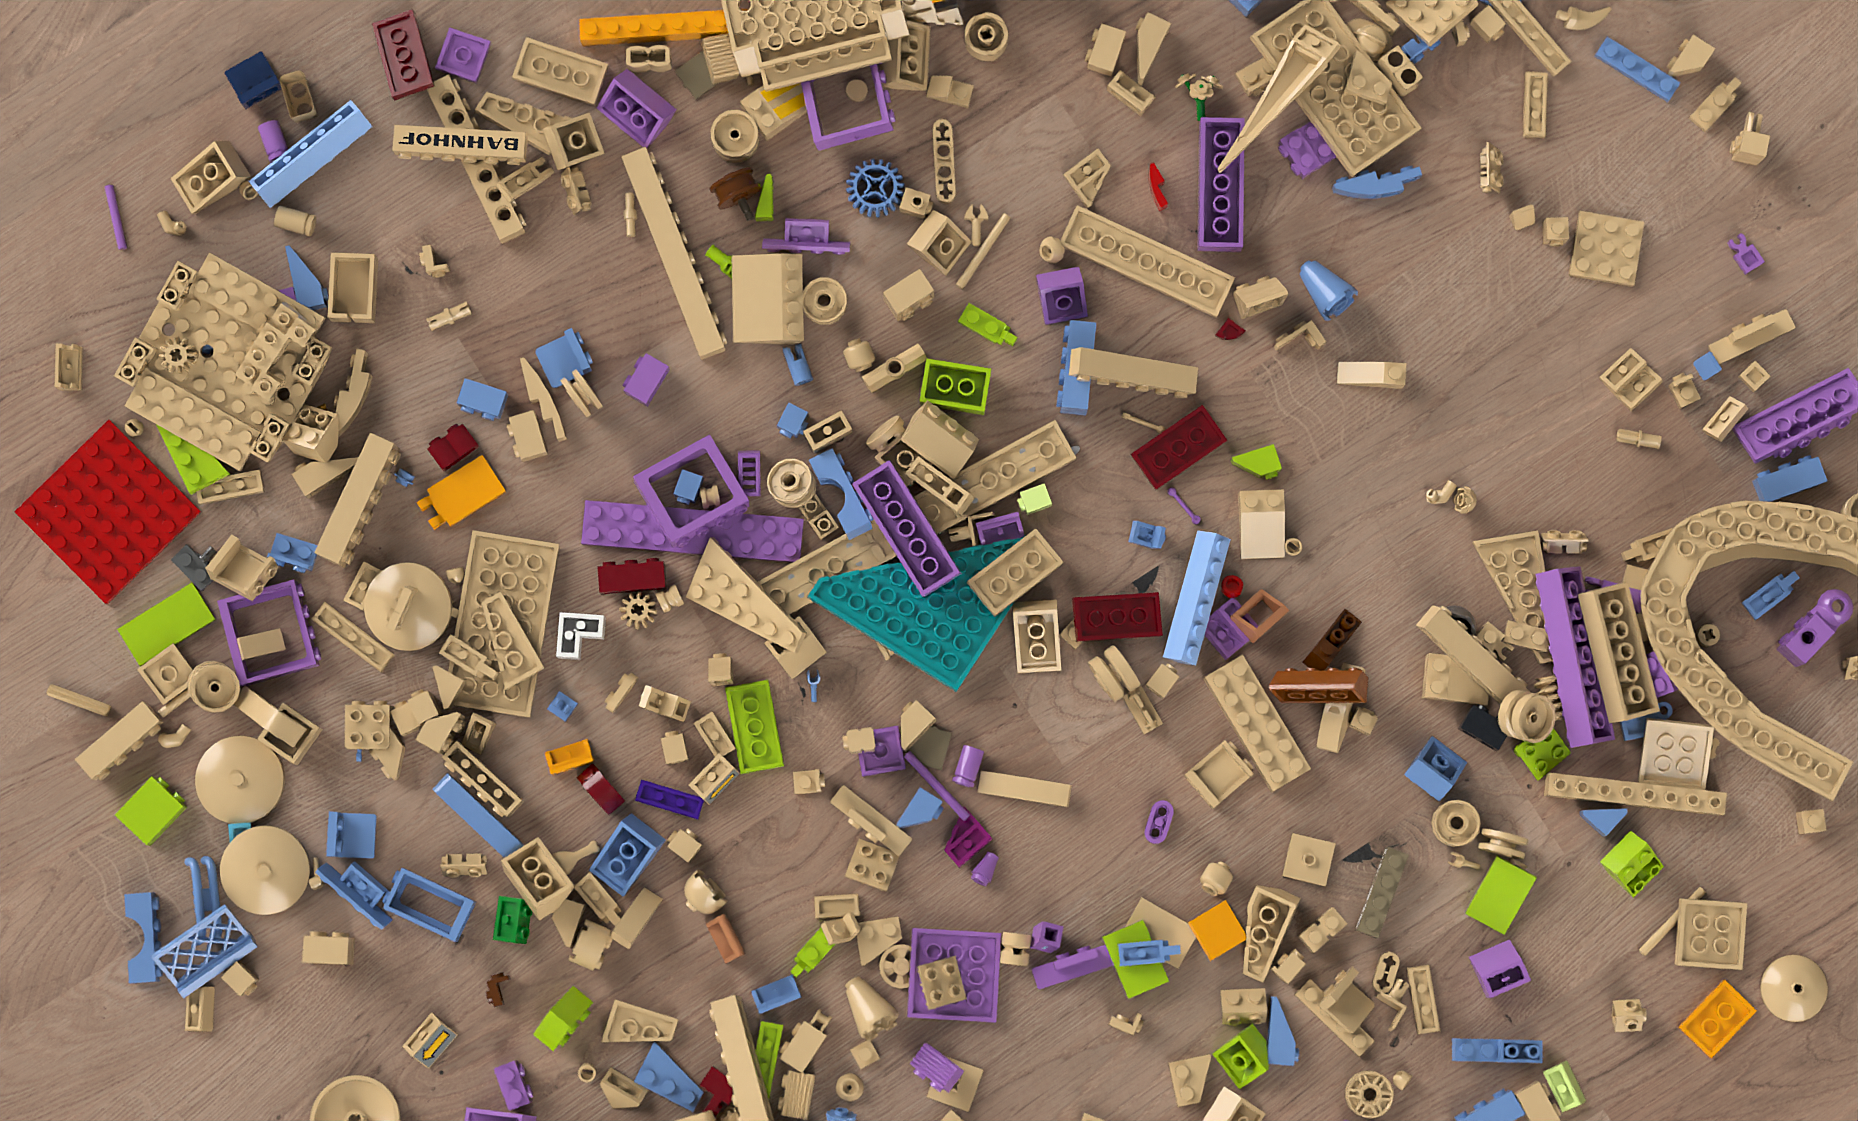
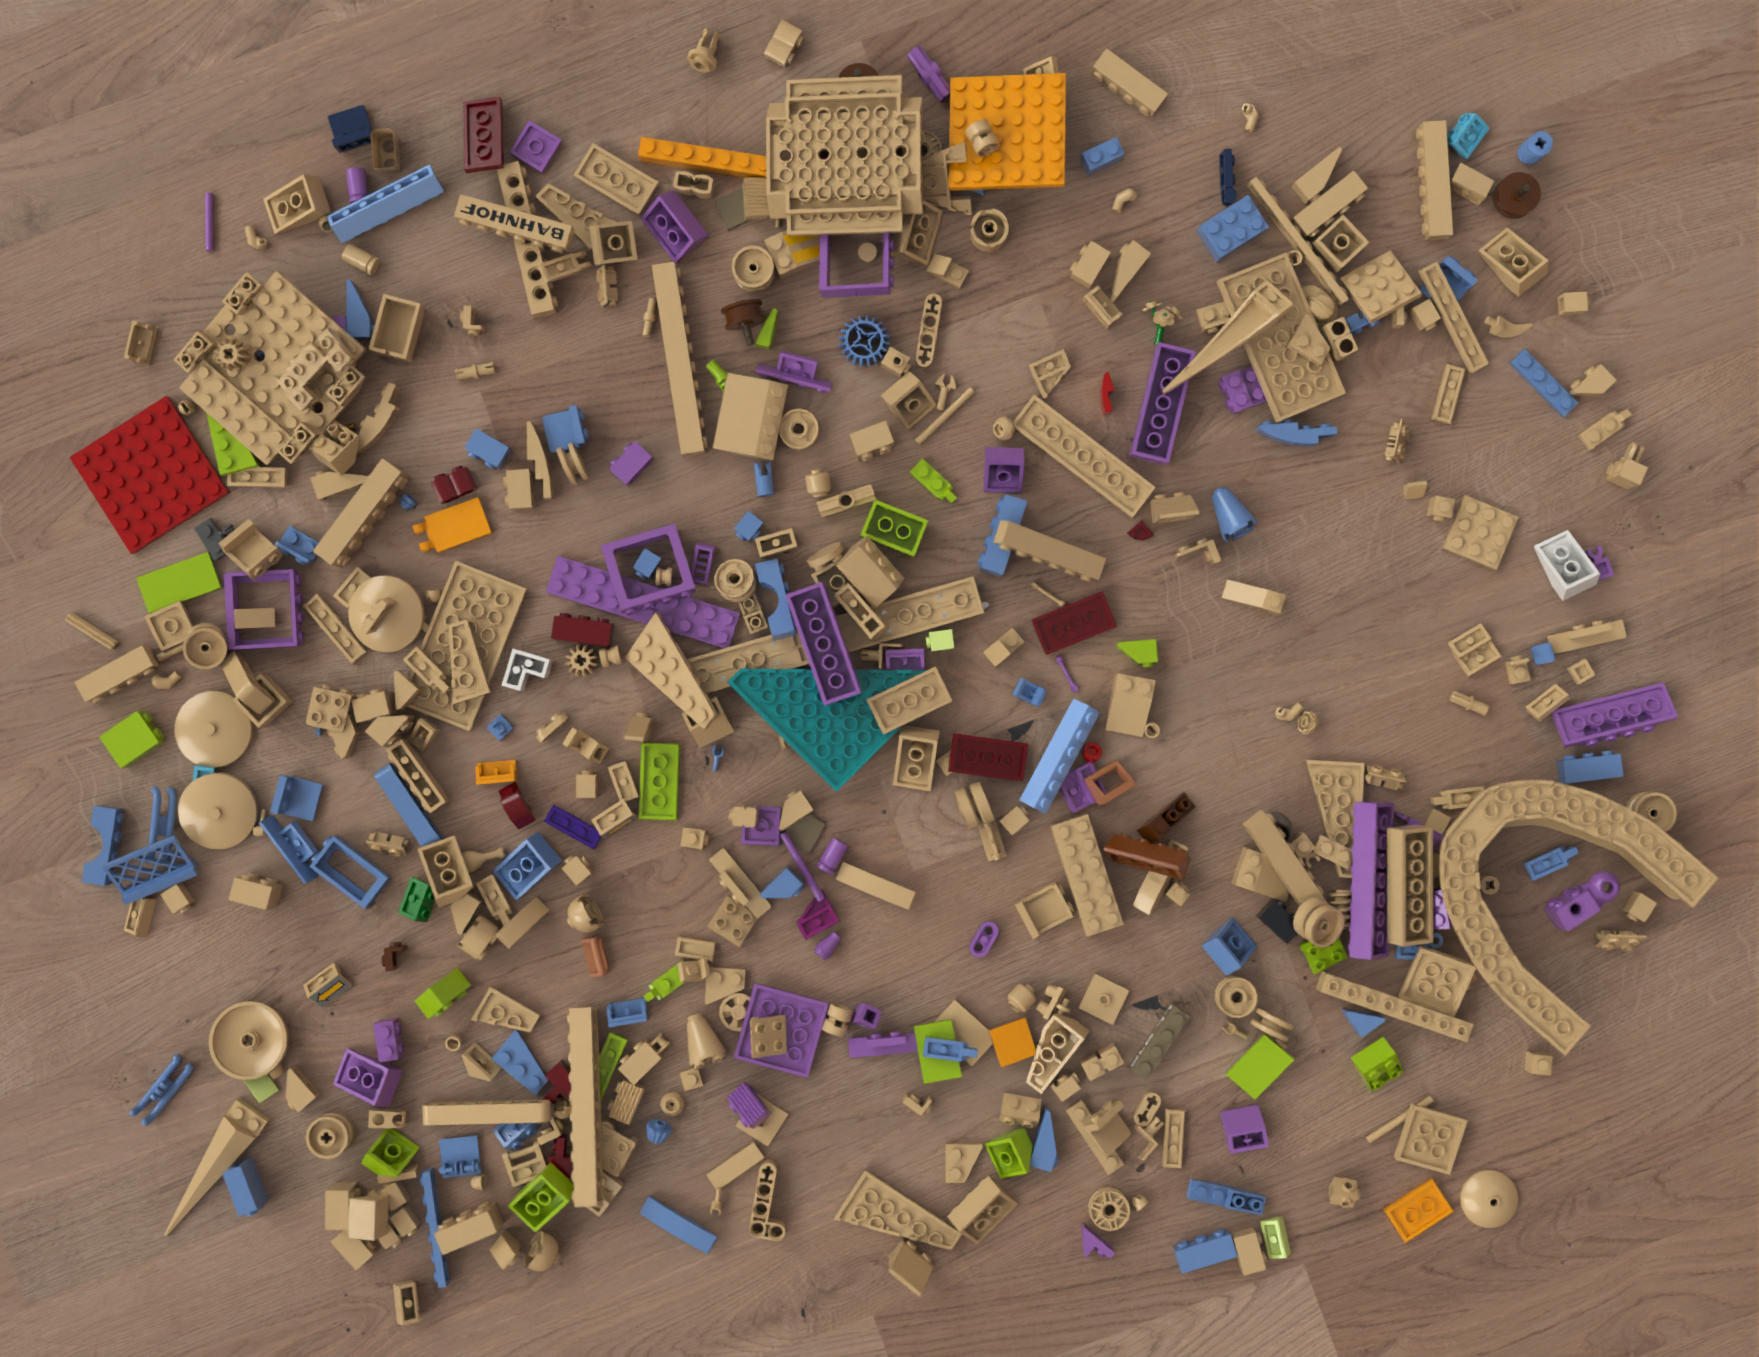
camera: 15 degrees right, 5 degrees up
(1106, 491) = (1003, 647): none -> tan slope
(1258, 874) = (1057, 995): none -> tan hips
(1710, 263) = (1566, 565): none -> white slope

